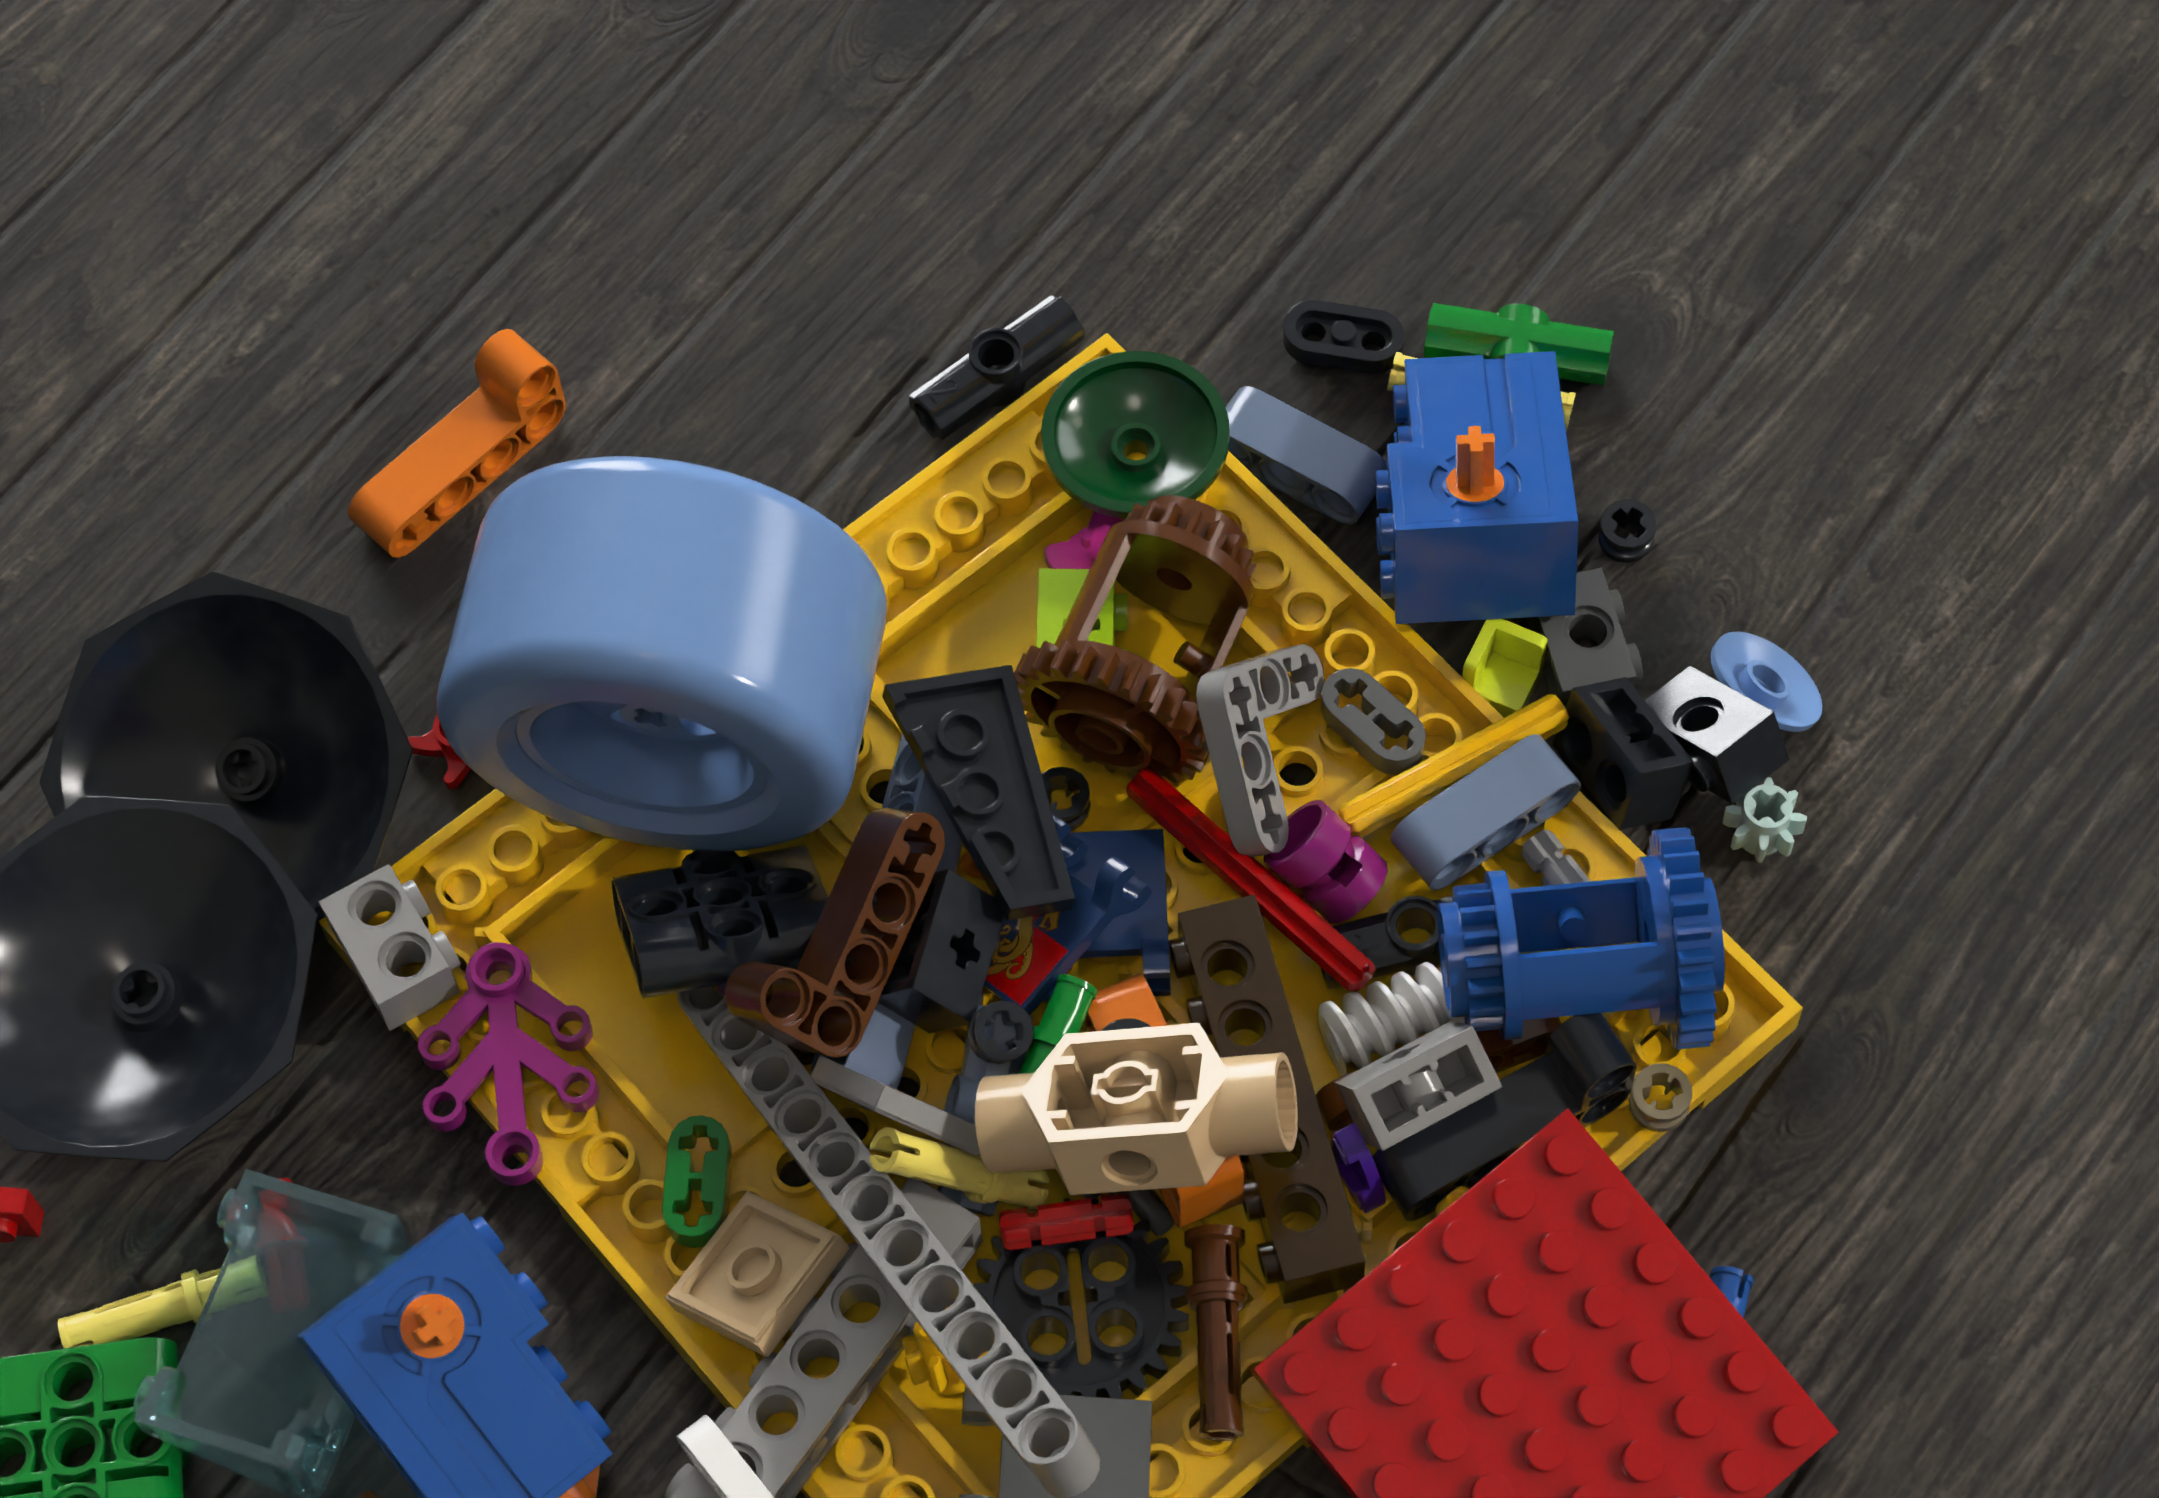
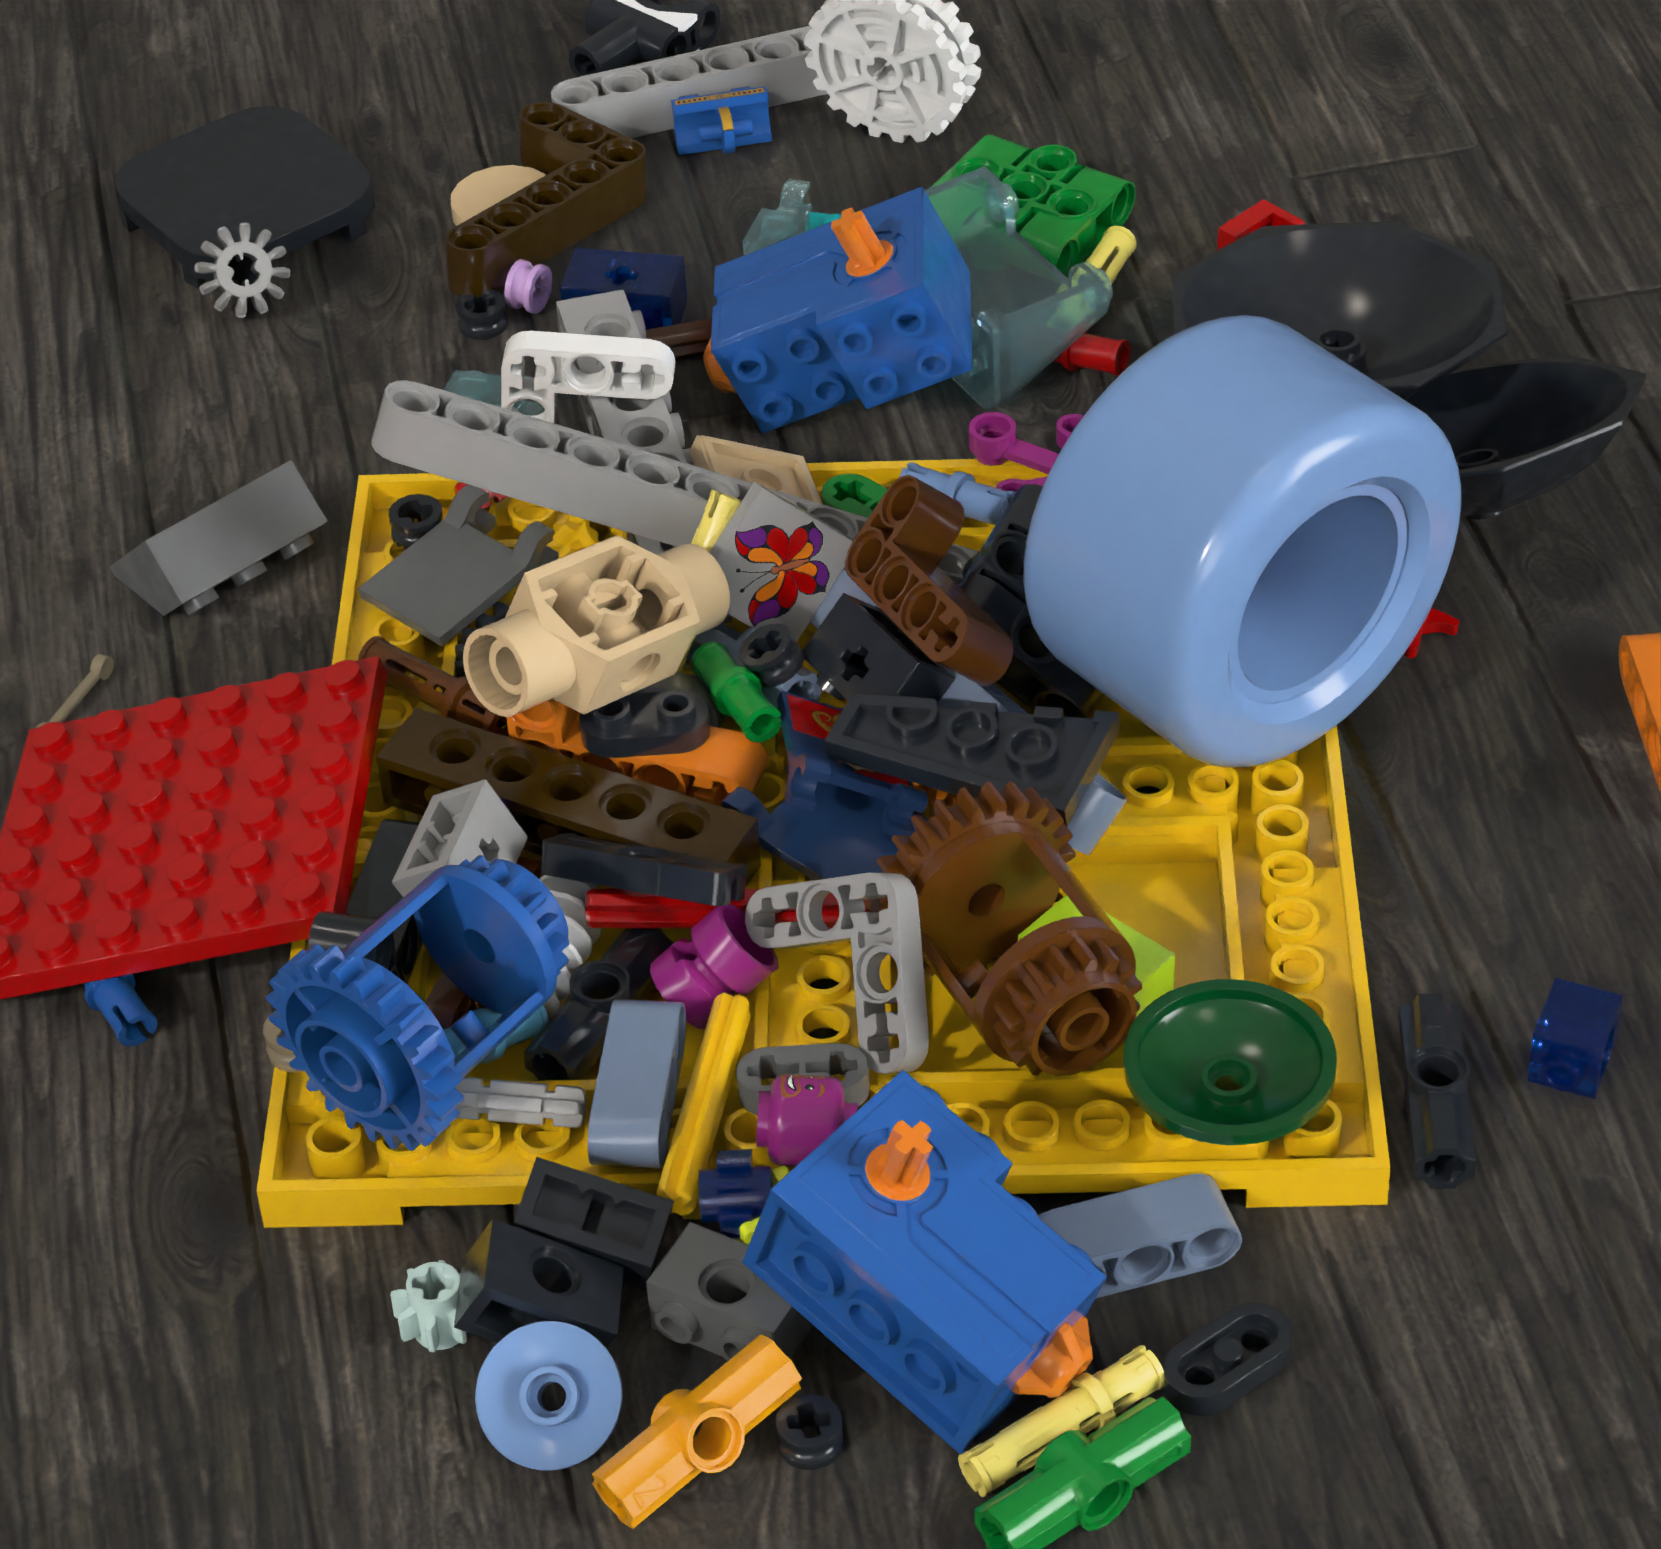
camera: 130 degrees right, 20 degrees down
(621, 1120) = (978, 500): none -> medium blue pin
(872, 319) = (1574, 1038): none -> clear blue brick
(1325, 985) = (643, 869): none -> black piece
(1424, 665) = (799, 1116): none -> magenta head
(1514, 675) = (733, 1191): none -> clear blue gear
(1706, 570) = (667, 1455): none -> light orange piece

